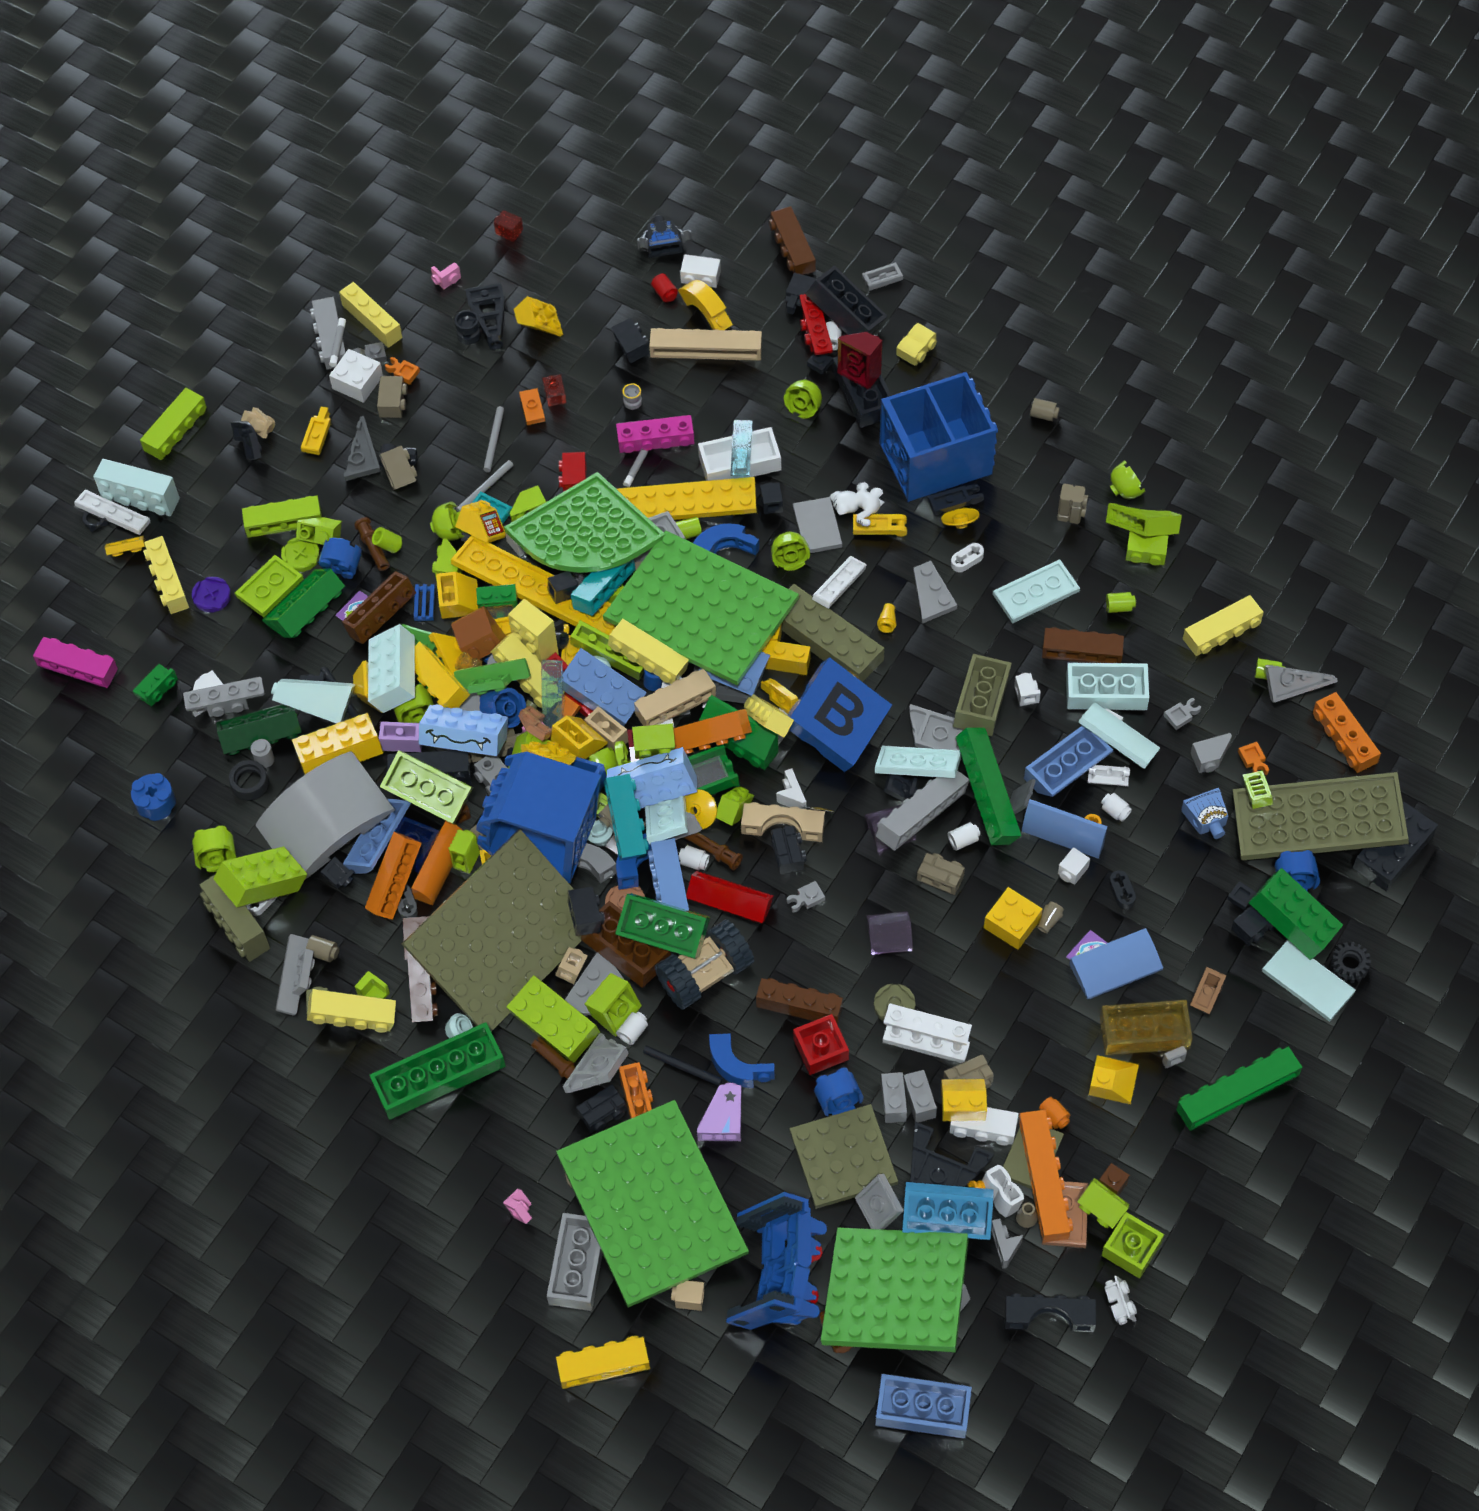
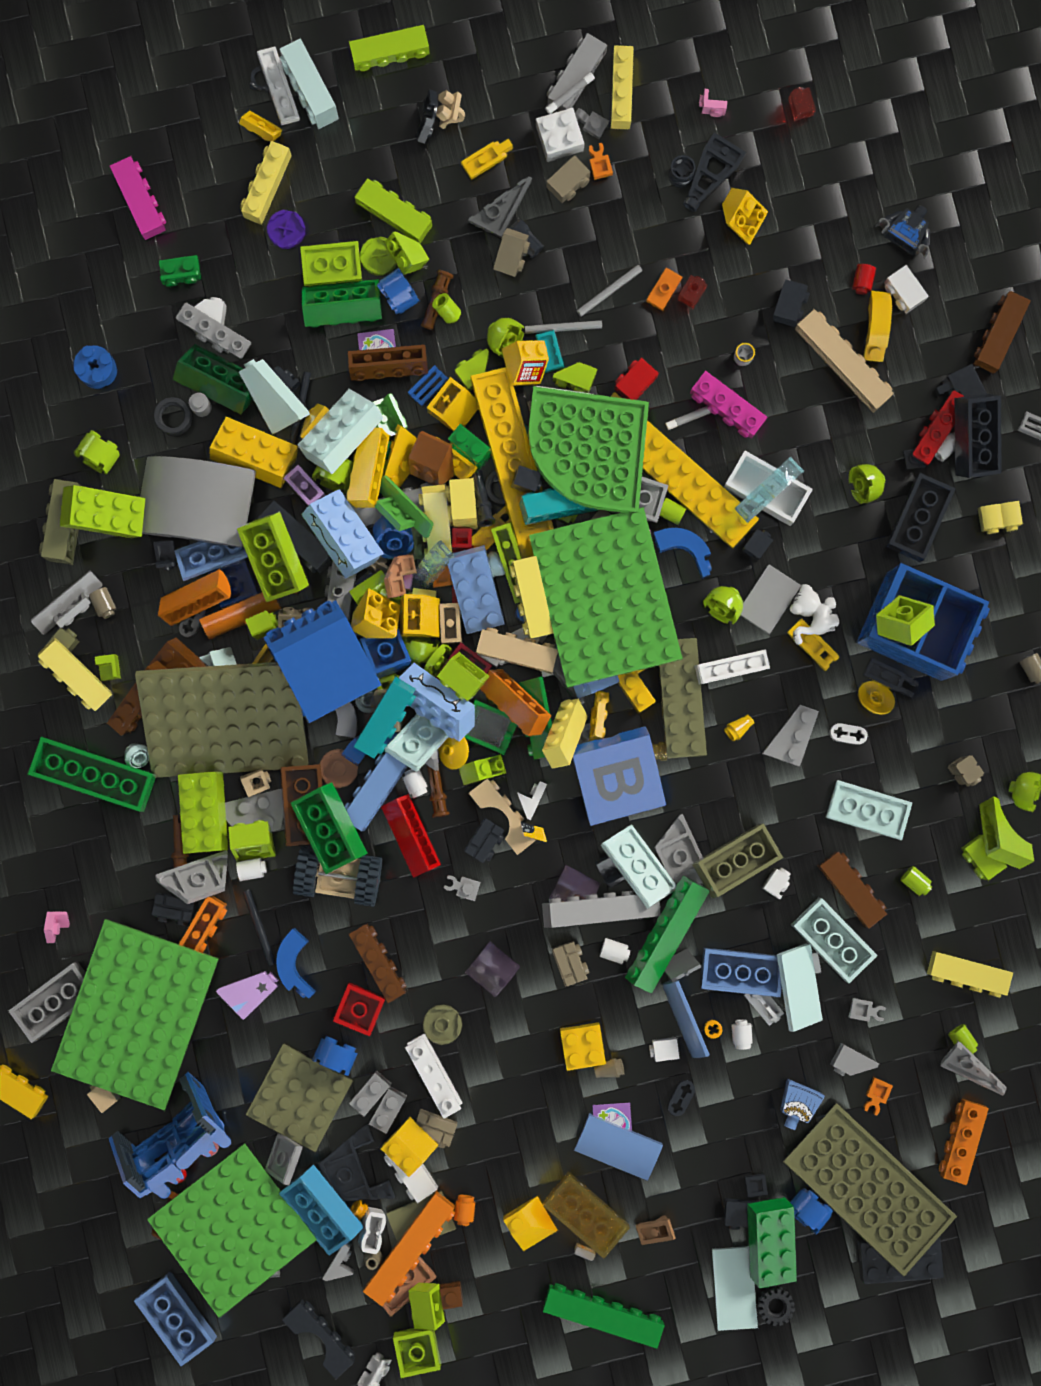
camera: 40 degrees right, 25 degrees up
(466, 661) = (402, 476): clear yellow wheel -> none
(584, 911) = (290, 761): black brick -> none
(860, 358) = (930, 503): dark red slope -> none
(923, 425) = (905, 620): none -> lime brick
(1261, 800) = (839, 1135): lime slope -> none

